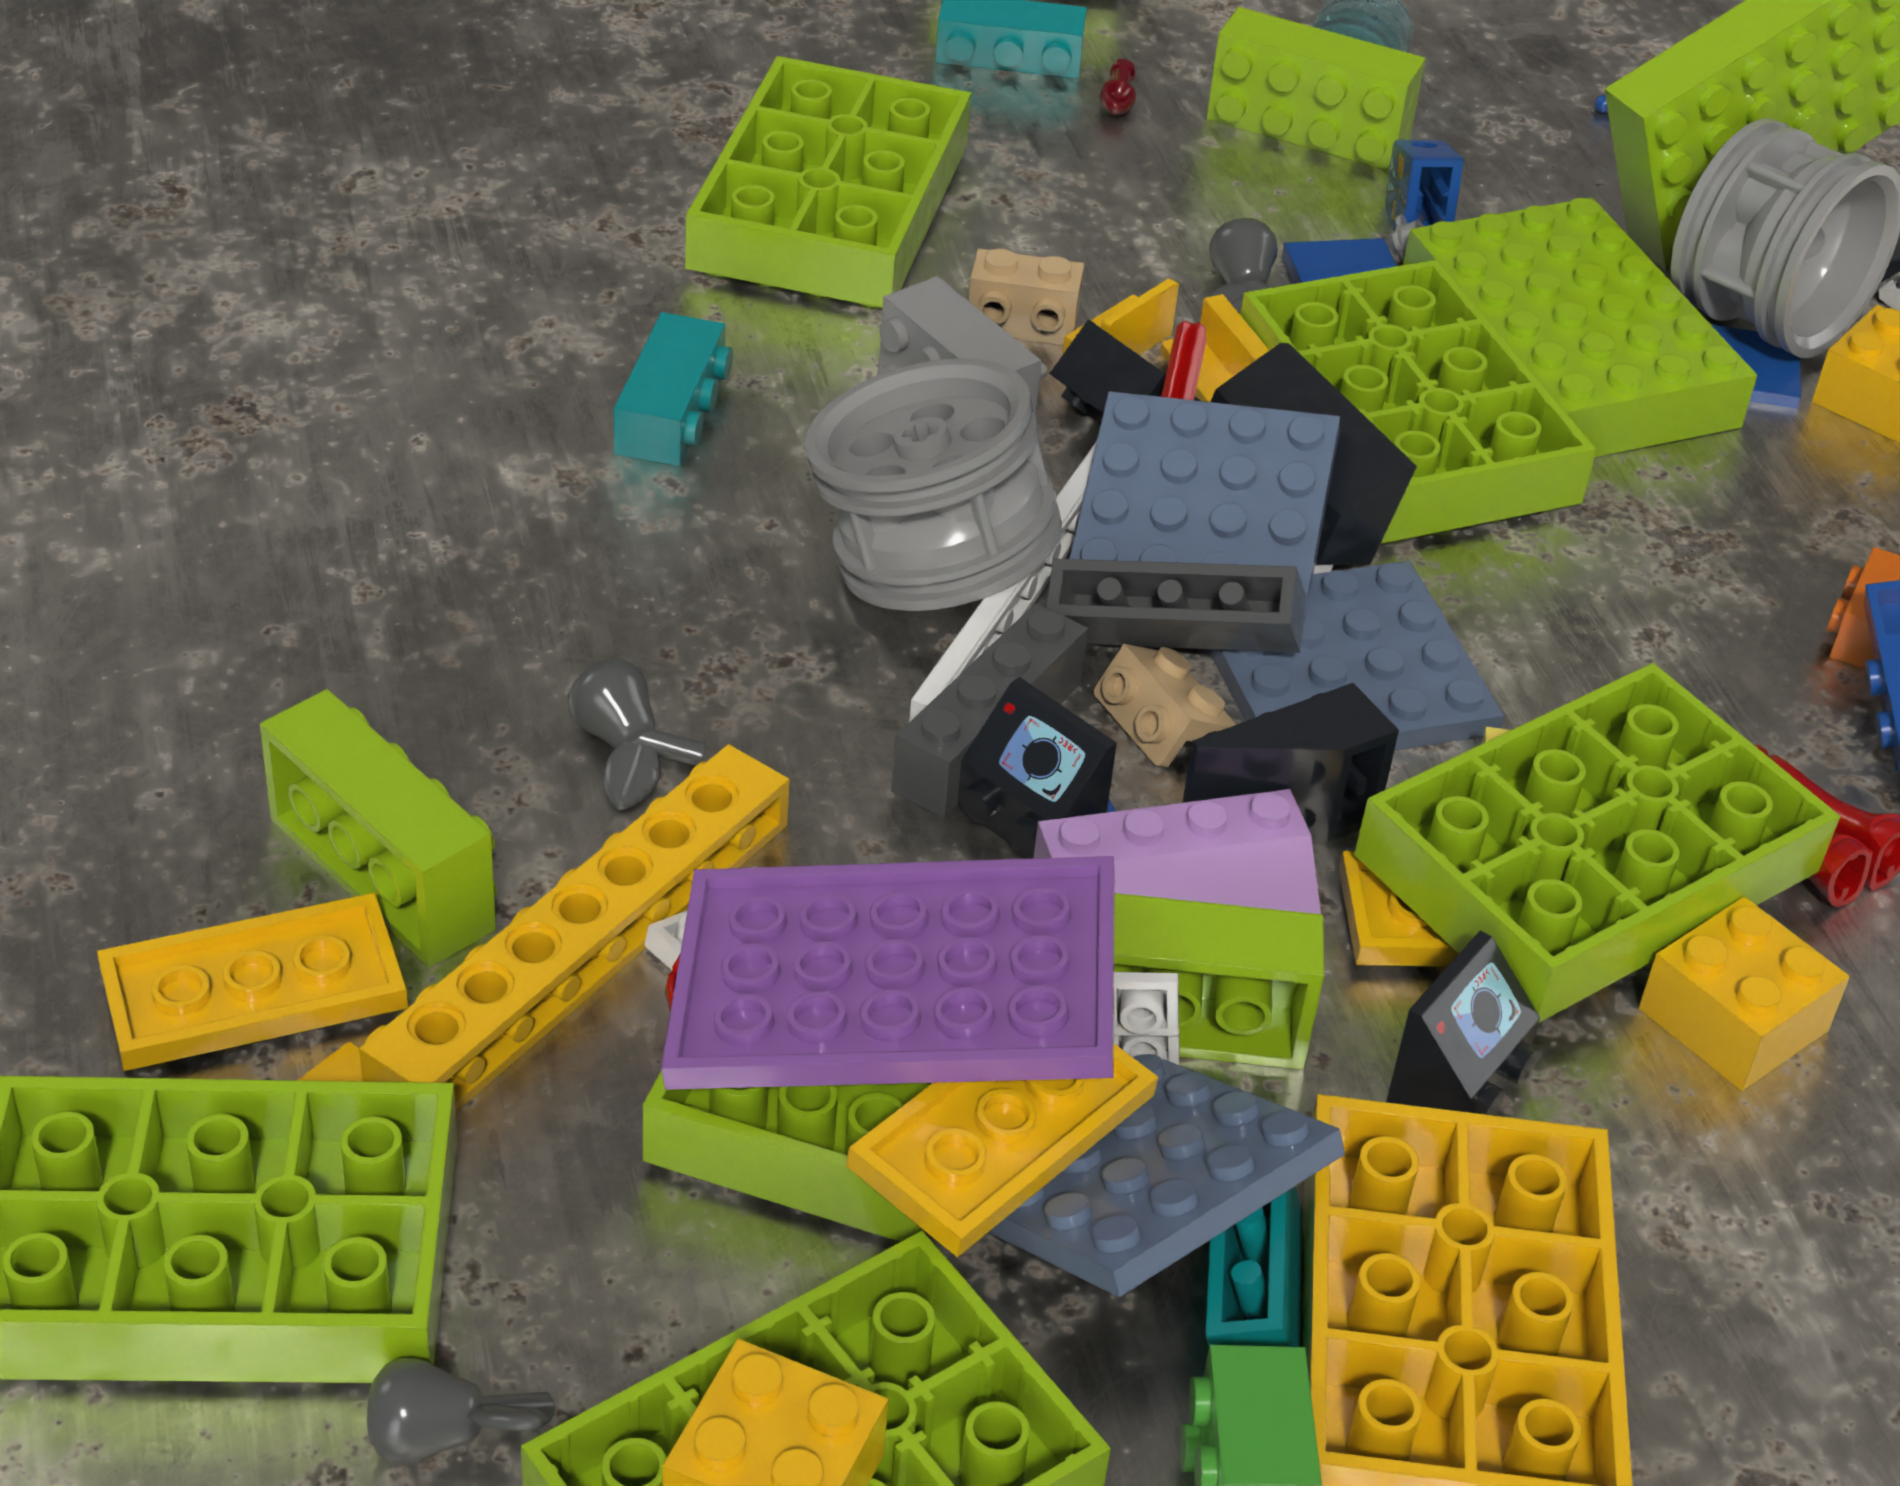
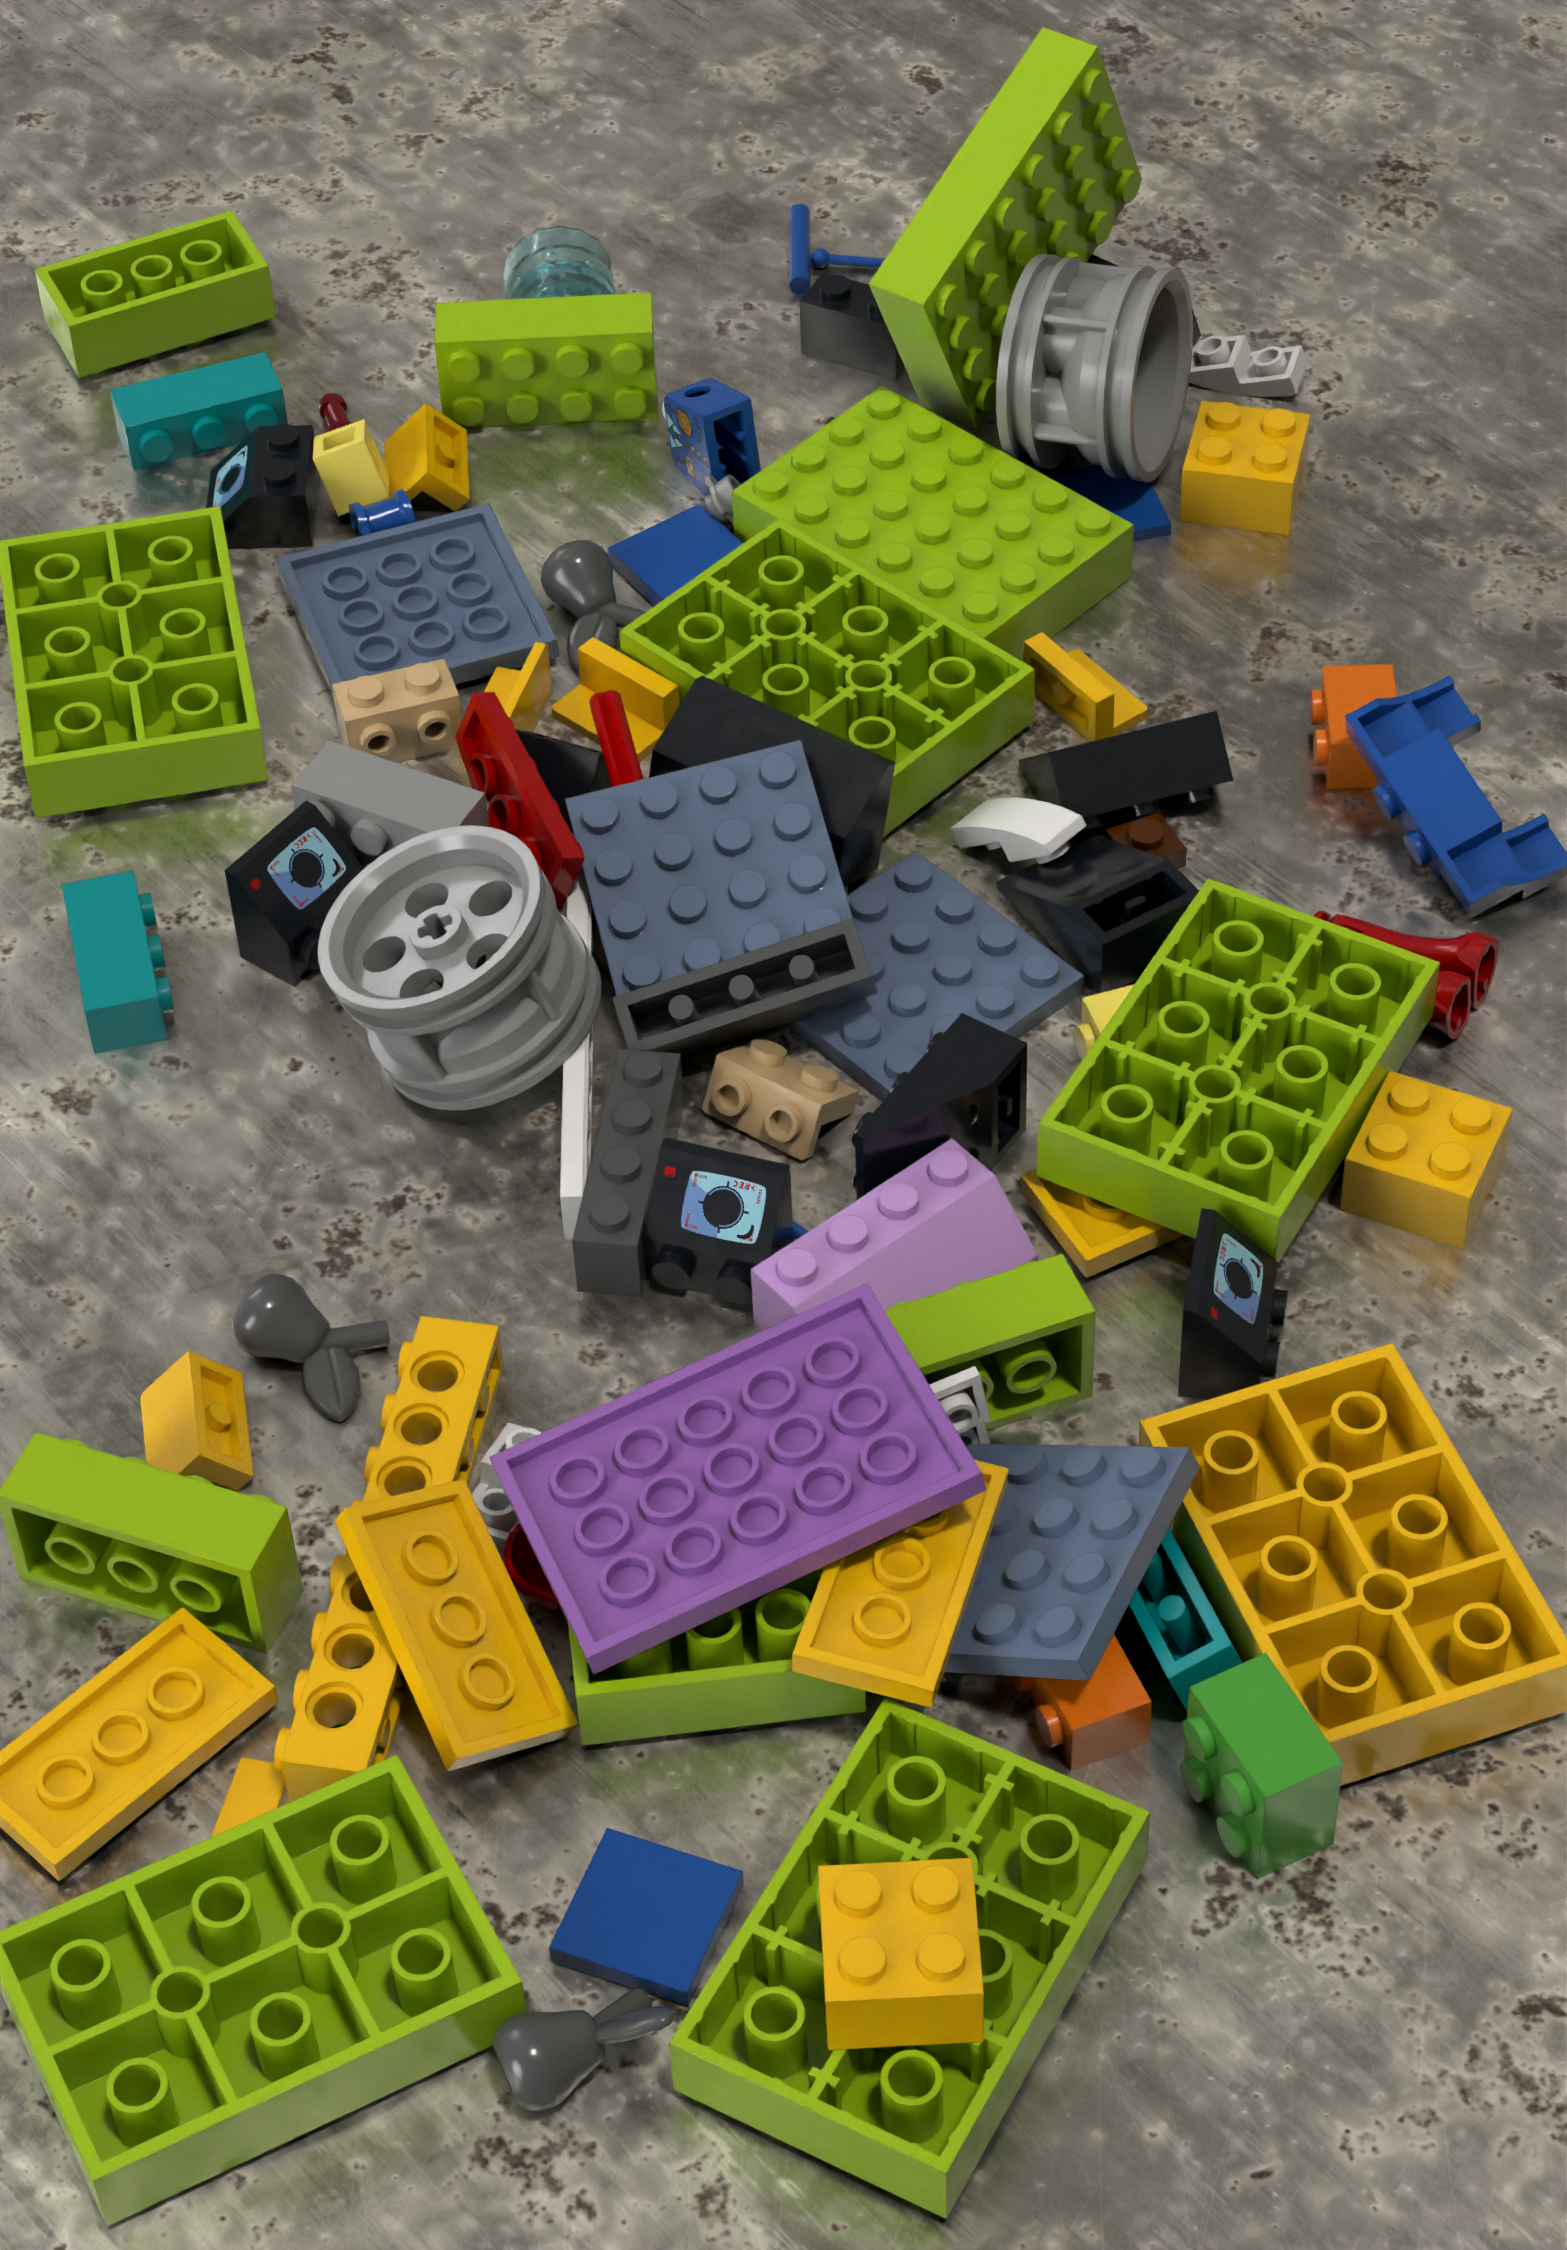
camera: 20 degrees left, 5 degrees up
(497, 758) = (198, 1422): none -> yellow panel
(584, 1002) = (455, 1624): none -> yellow plate
(598, 1329) = (647, 1916): none -> blue tile
(831, 361) = (286, 890): none -> black slope
(1031, 107) = (268, 489): none -> black slope
(1071, 394) = (516, 791): none -> red wing
(1103, 111) = (351, 466): none -> light yellow brick
(1108, 159) = (381, 514): none -> blue bush
(1117, 220) = (417, 598): none -> sand blue plate
(1131, 1339) = (1094, 1715): none -> orange brick
(1176, 130) = (429, 457): none -> yellow panel
(1514, 576) = (1021, 827): none -> white slope
(1547, 658) = (1102, 907): none -> black slope
(1585, 153) = (847, 327): none -> black slope
(1589, 91) = (799, 248): none -> blue piece
(1625, 638) = (1152, 836): none -> reddish brown plate
(1638, 493) = (1081, 690): none -> yellow panel
(1645, 567) = (1133, 769): none -> black slope

